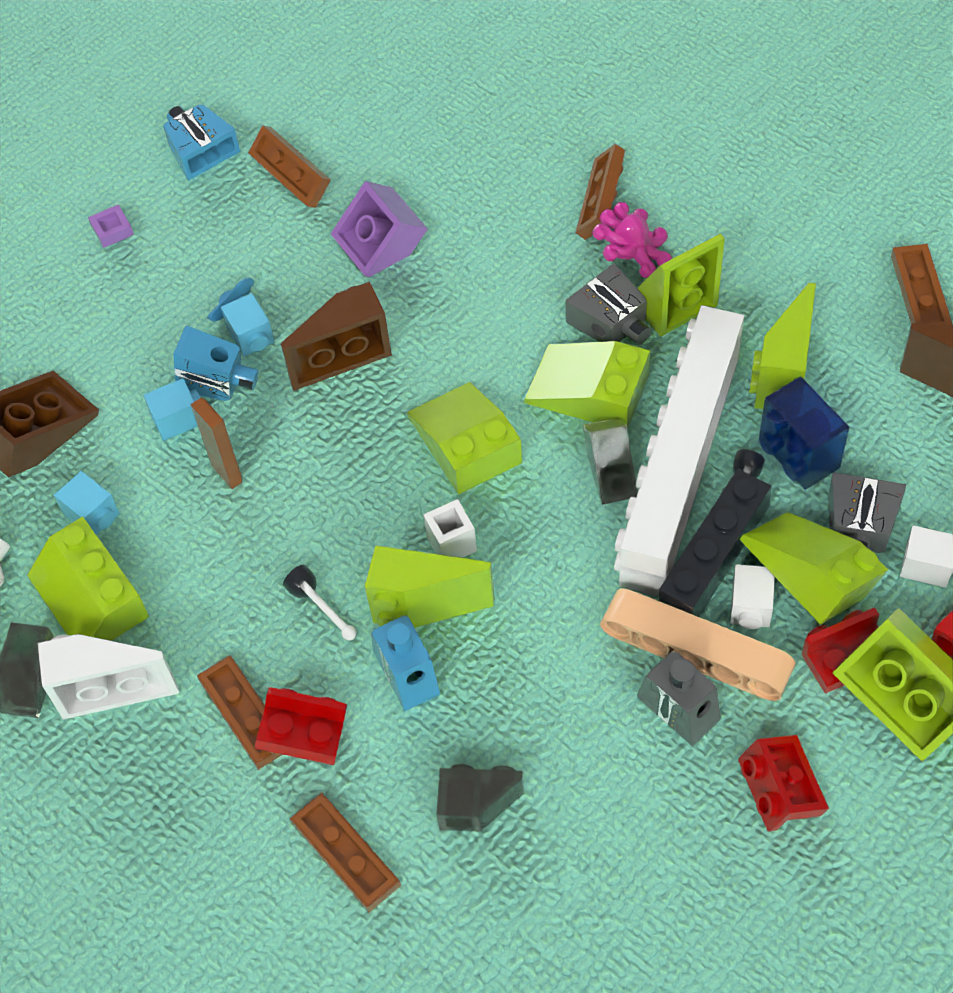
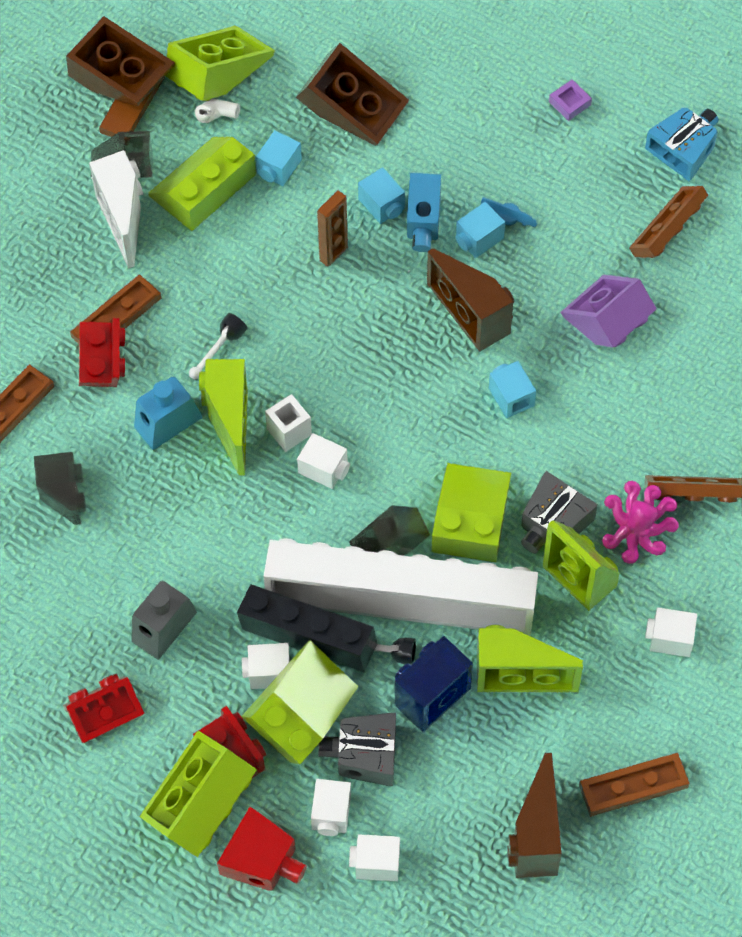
camera: 75 degrees right, 5 degrees up
(452, 324) = (512, 389): none -> medium azure brick
(467, 436) = (396, 421): lime slope -> none
(501, 510) = (323, 461): none -> white brick
(708, 646) = (216, 630): light nougat beam -> none
(759, 232) = (672, 632): none -> white brick

